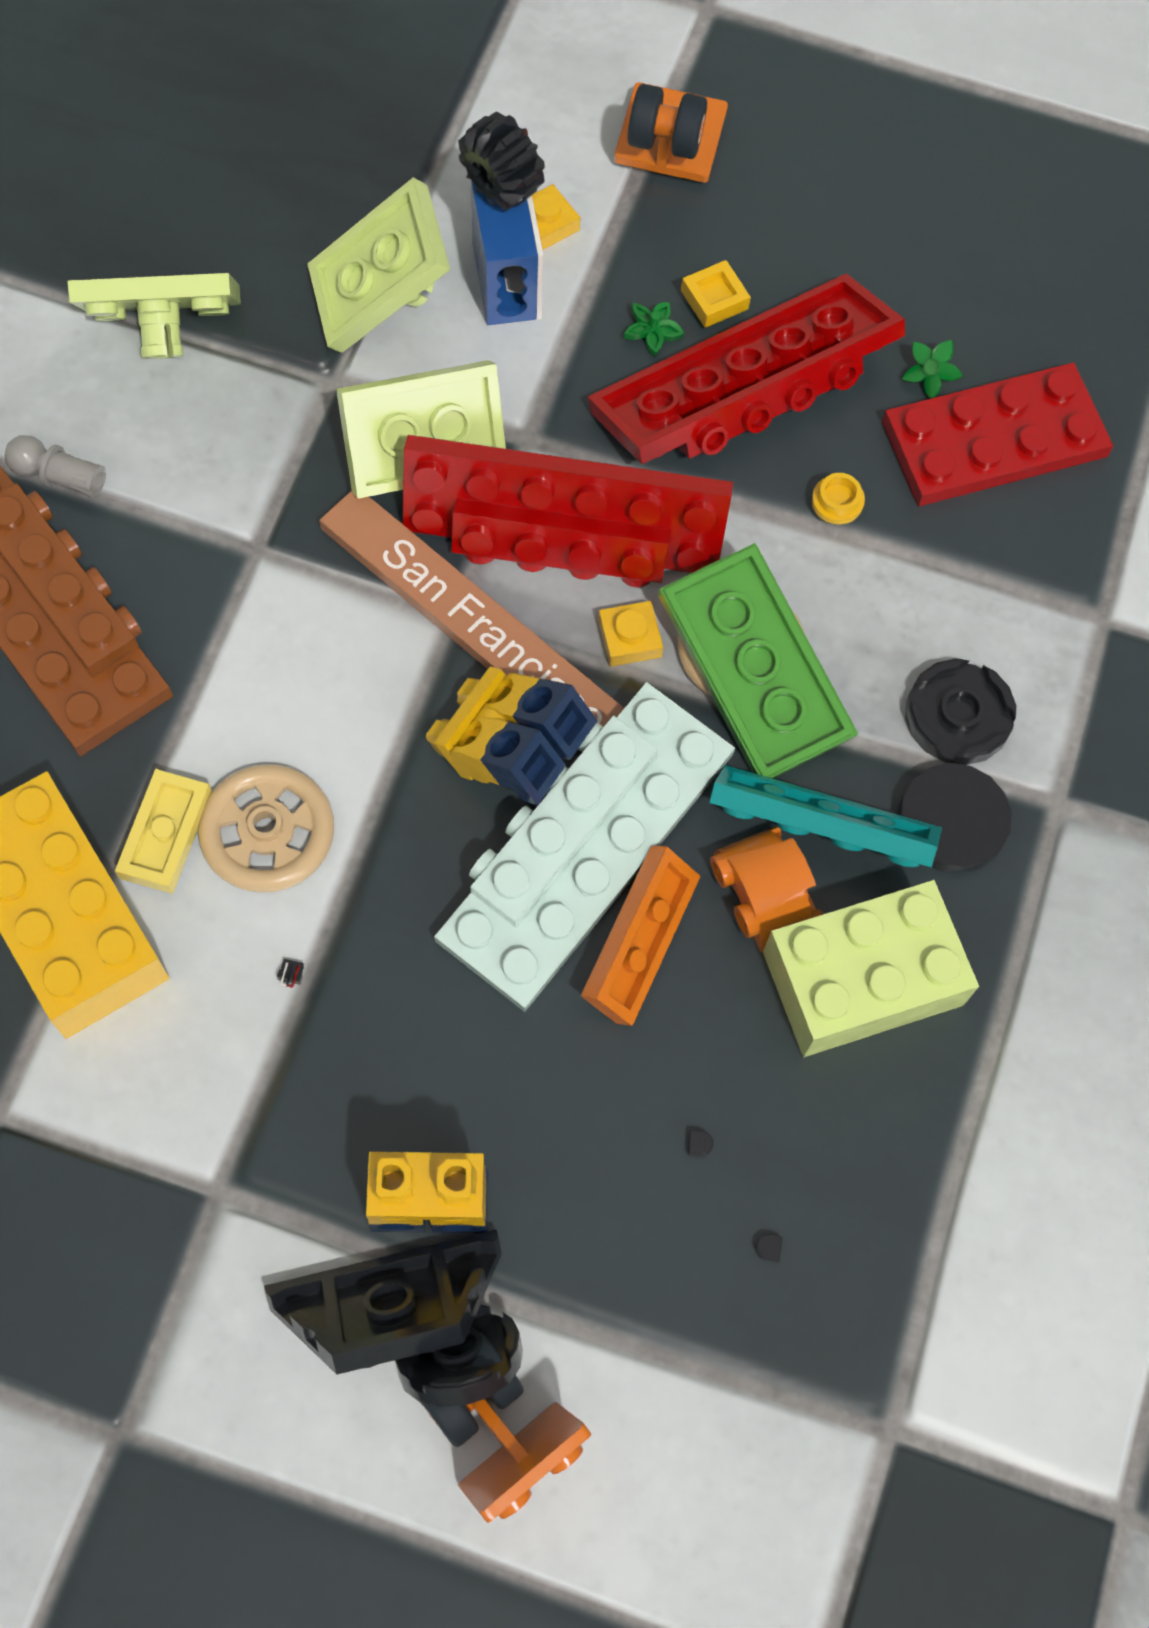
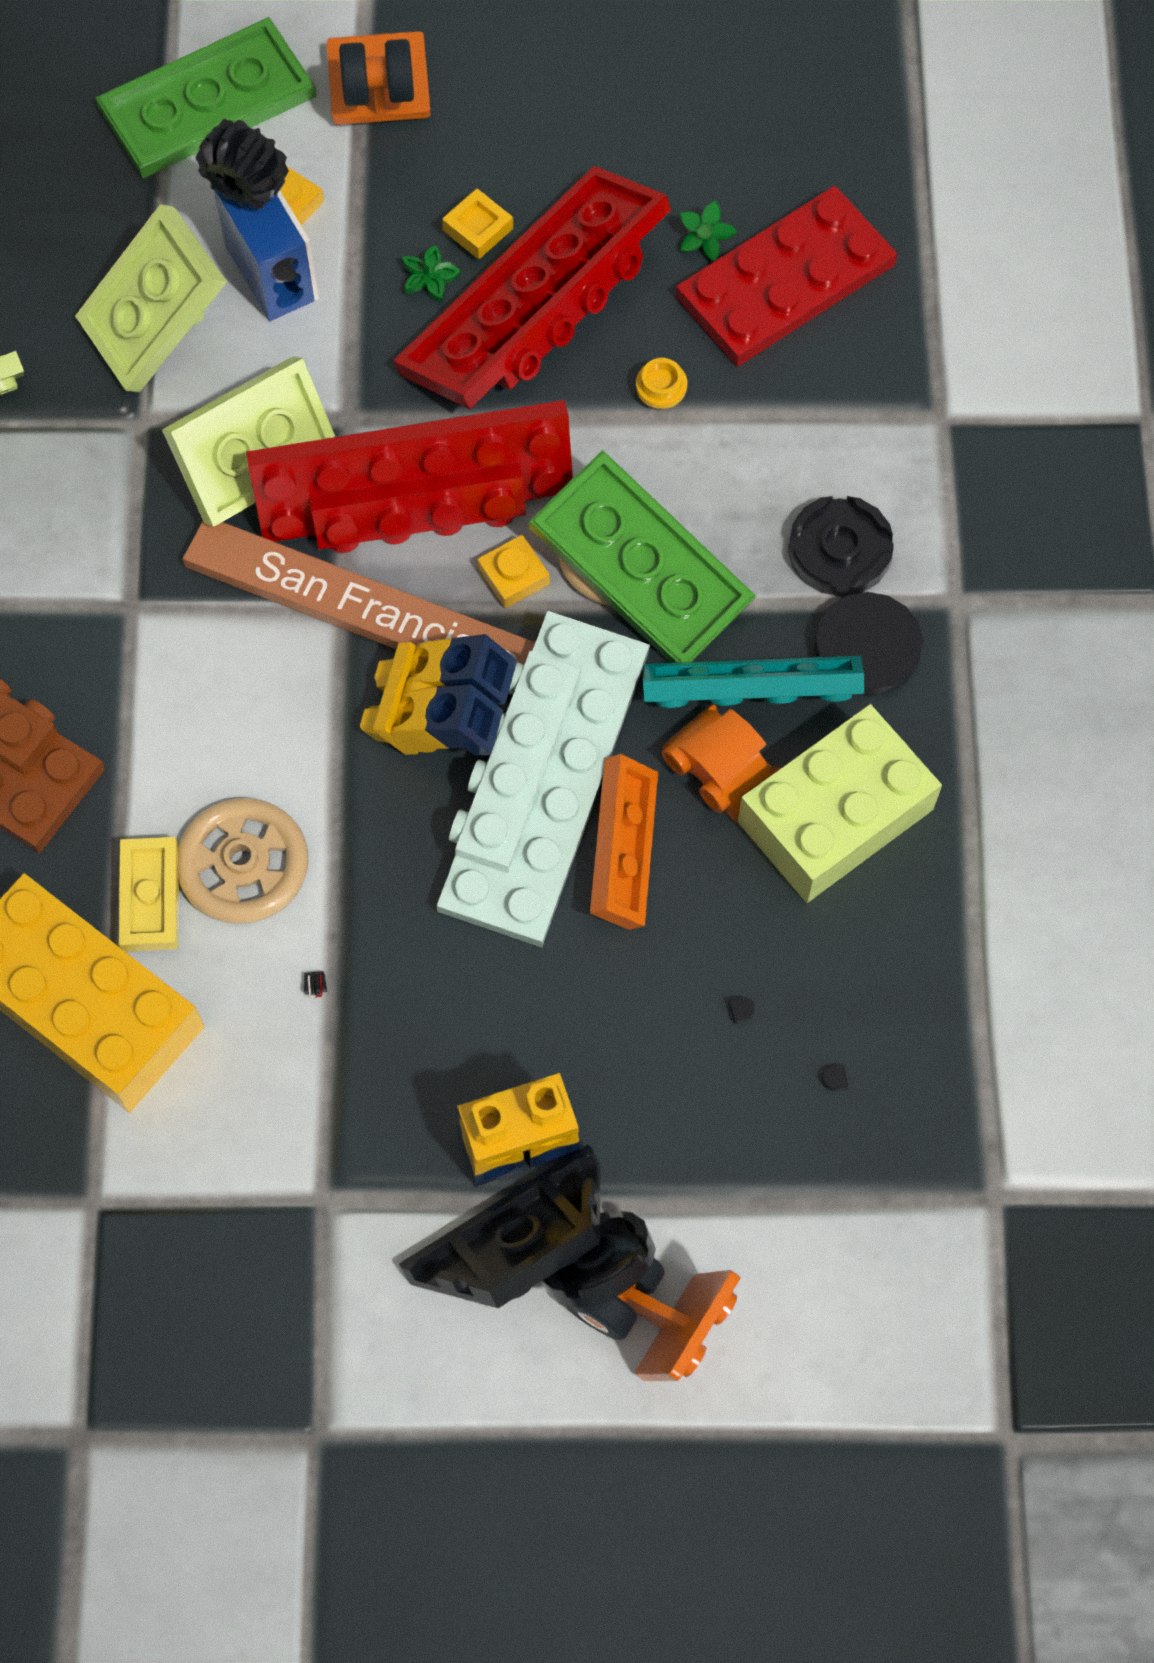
camera: 15 degrees left, 0 degrees up
(546, 93) = (175, 106): none -> bright green tile

